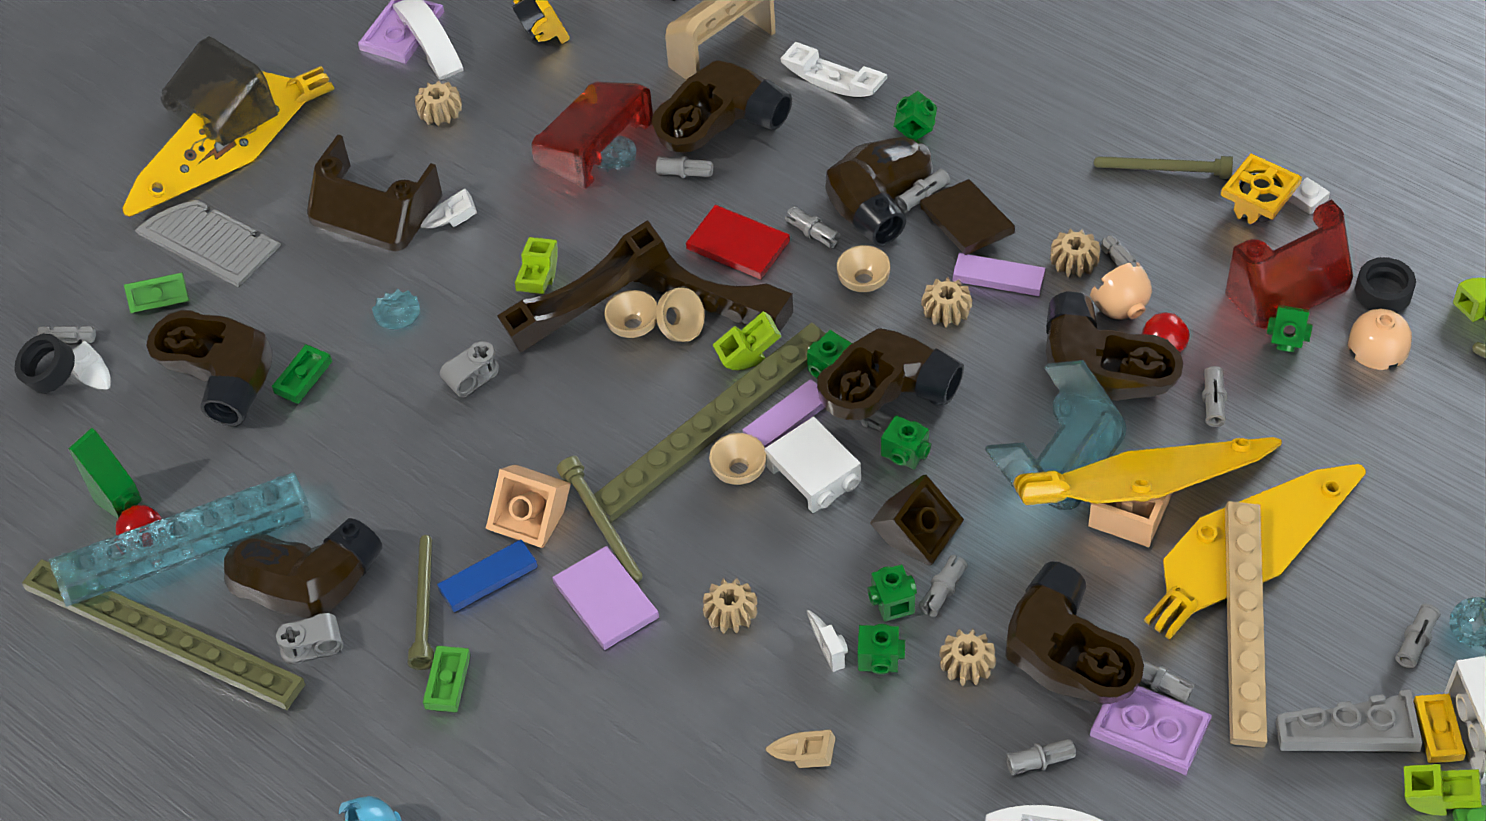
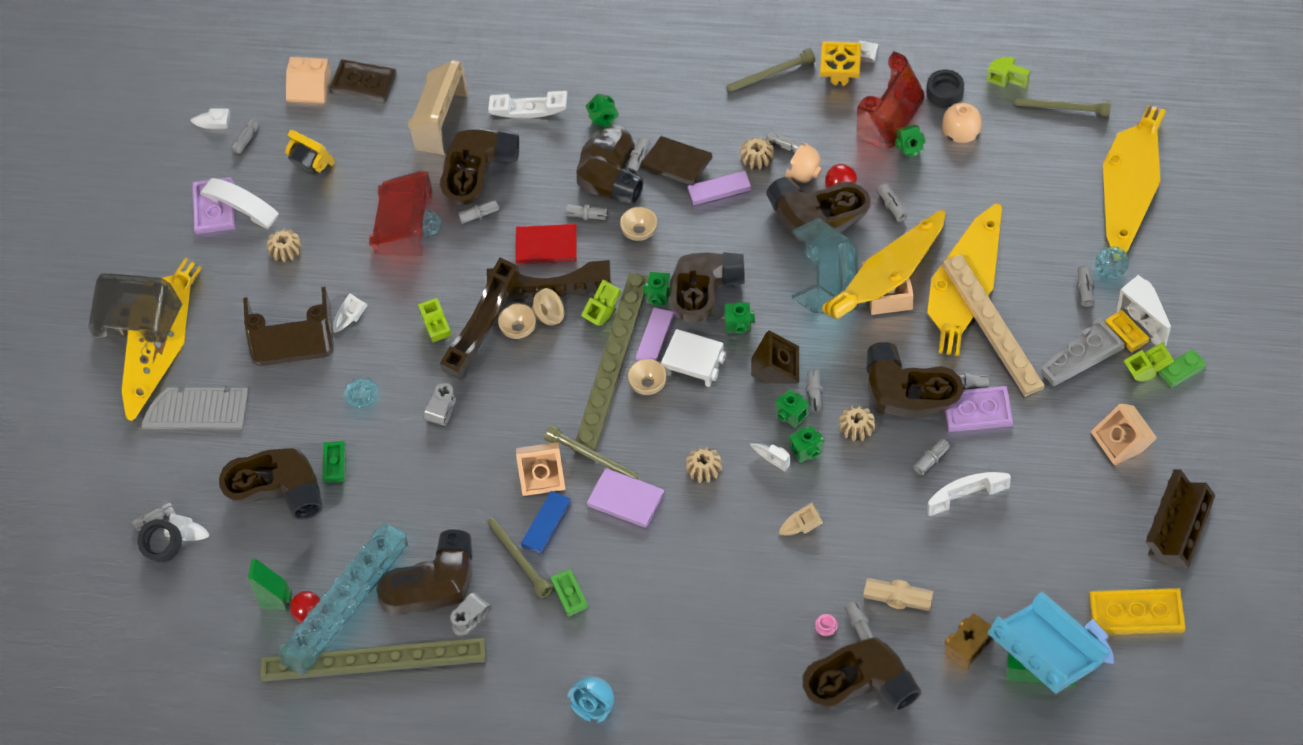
camera: 30 degrees left, 5 degrees up
(156, 292) = (194, 459): bright green plate -> none
(946, 302) = (702, 220): tan gear -> none

